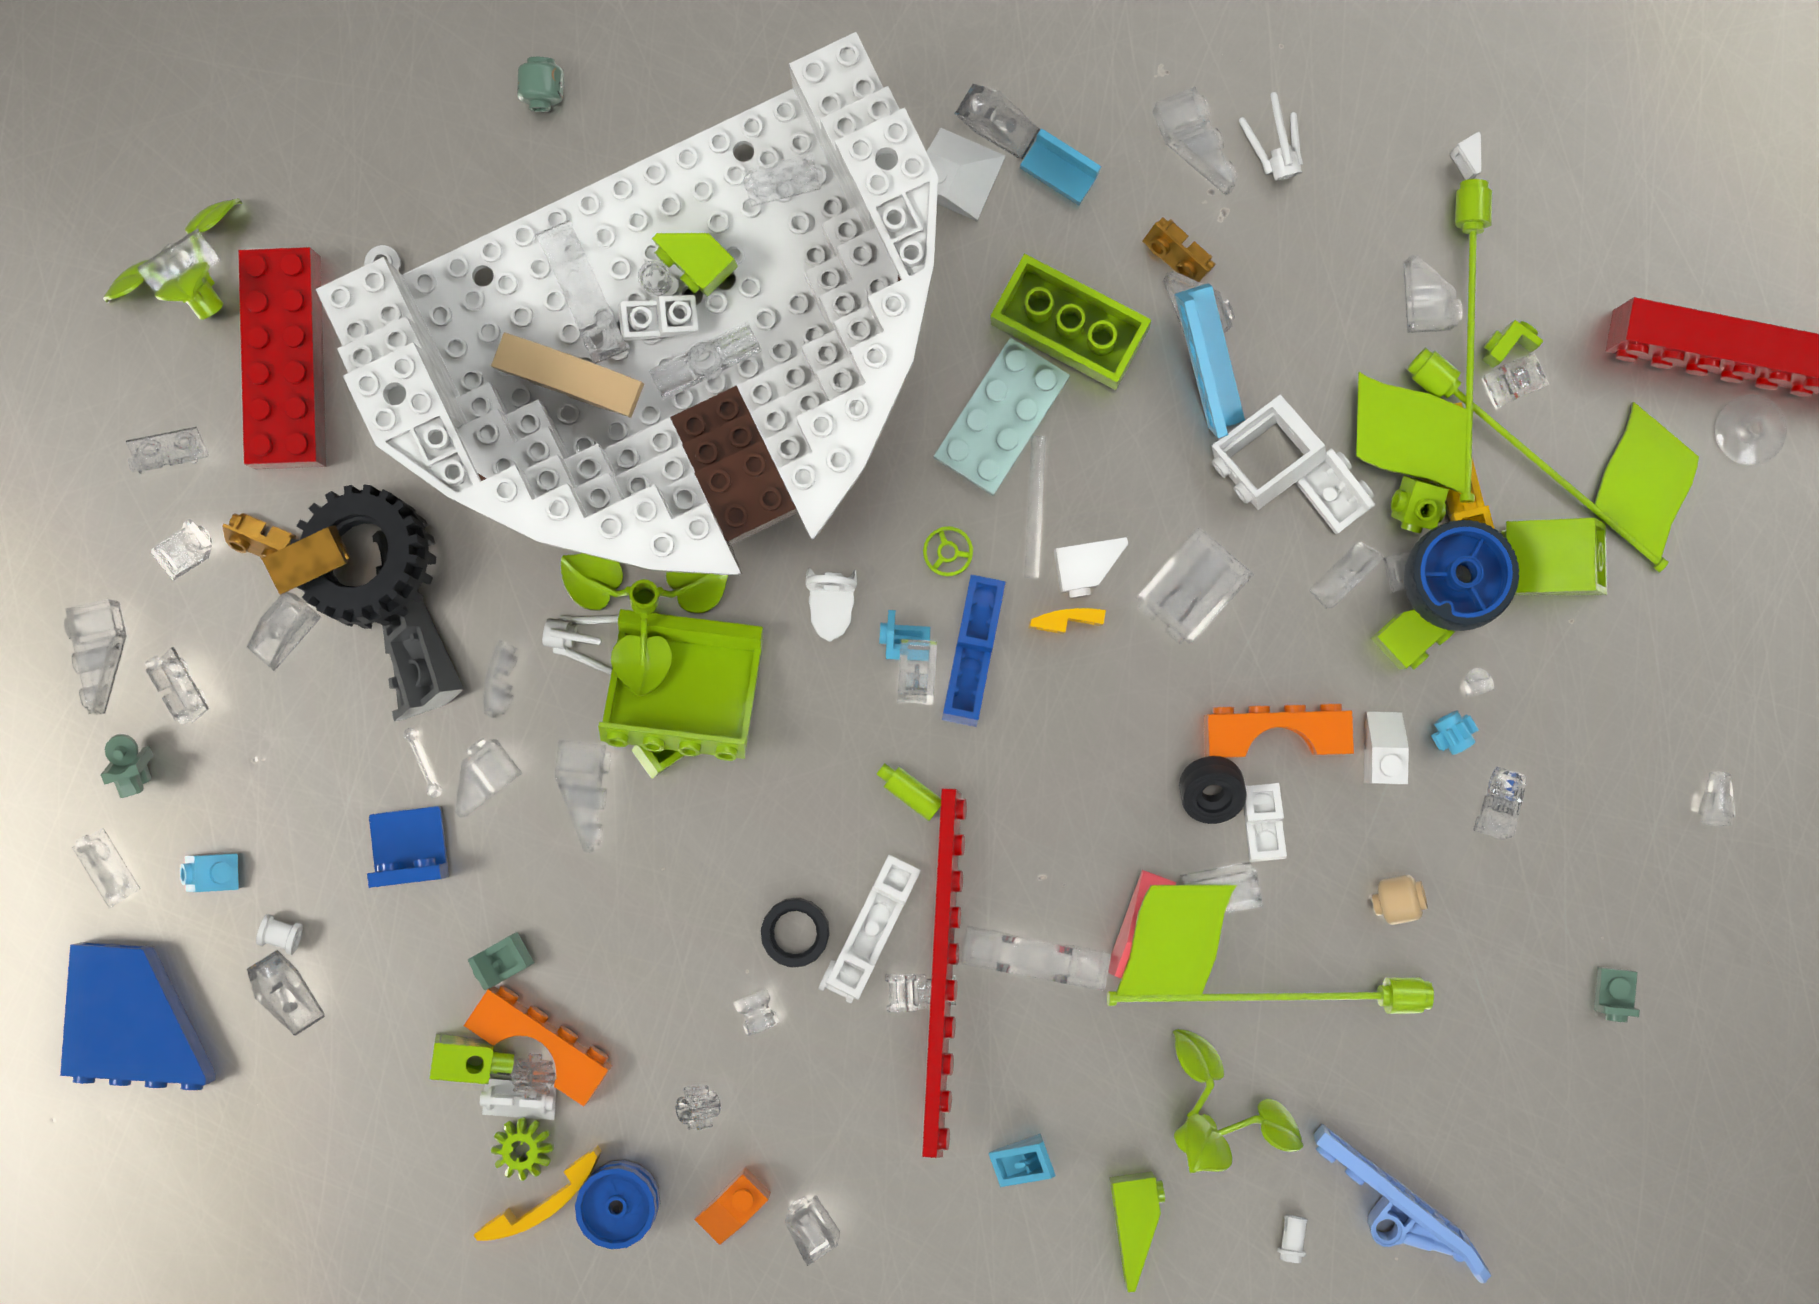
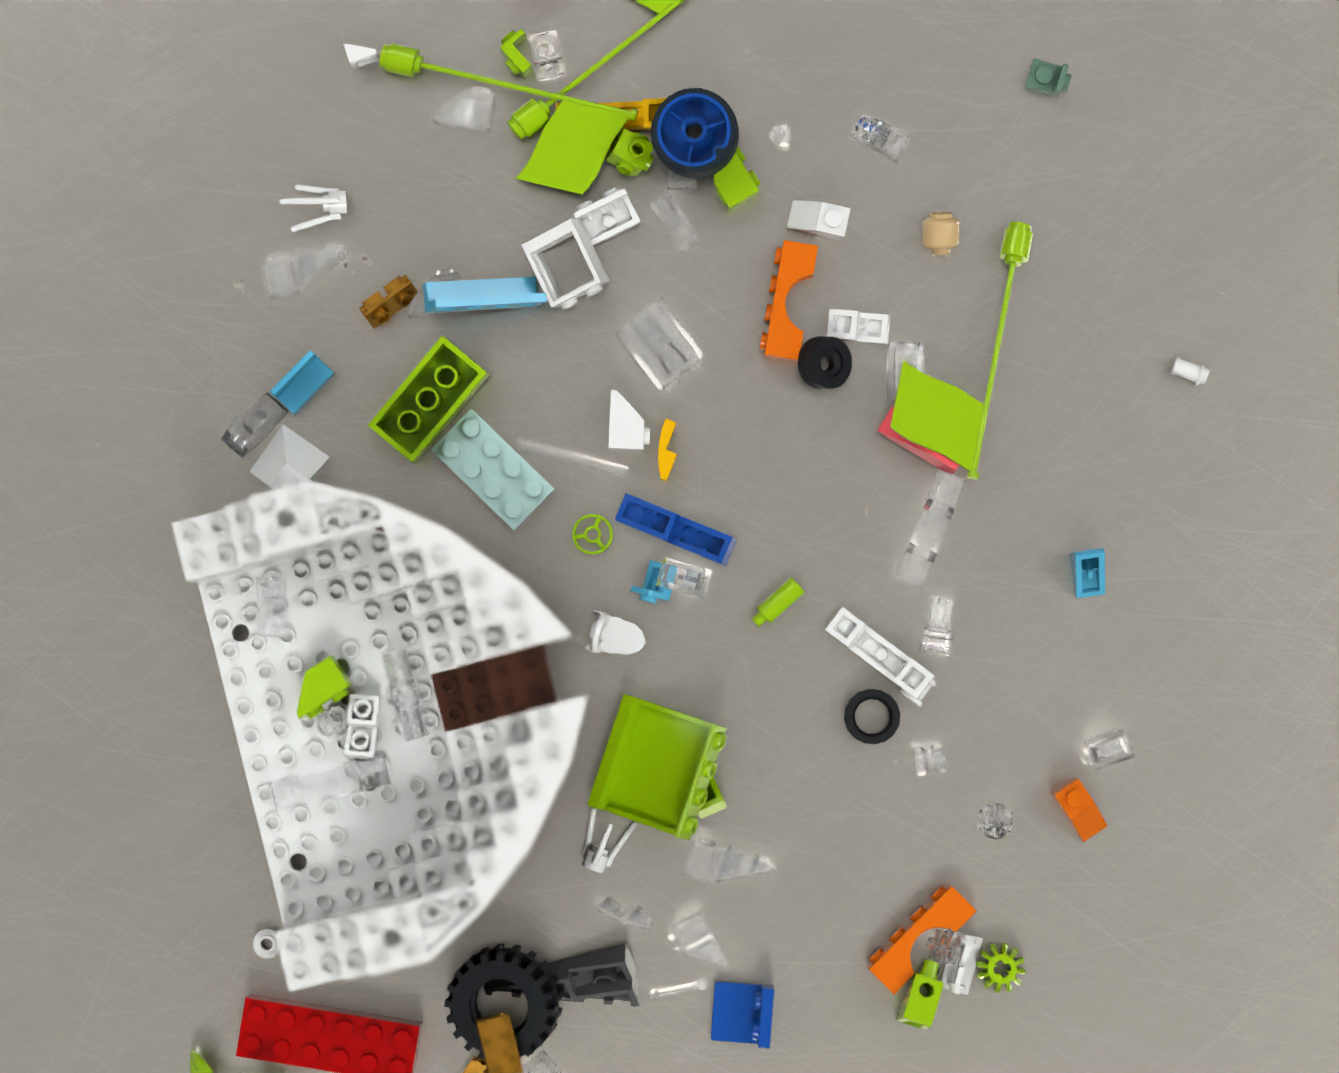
camera: 70 degrees left, 0 degrees up
(500, 961) = (848, 955): sand green bracket -> none
(508, 1225) = (1057, 993): yellow slope -> none
(540, 83) = (148, 787): sand green head -> none
(567, 375) = (394, 807): tan slope -> none
(607, 1224) = (1044, 889): blue wheel -> none
(638, 661) = (631, 797): lime plant -> none
(943, 988) = (939, 606): red plate -> none
(1136, 1217) = (1146, 490): lime slope -> none
(1199, 1135) = (1093, 428): lime plant -> none
(1414, 1219) = (1193, 272): light blue piece -> none
(1454, 732) = (817, 162): medium azure gear -> none
(1559, 556) = (694, 51): lime slope -> none

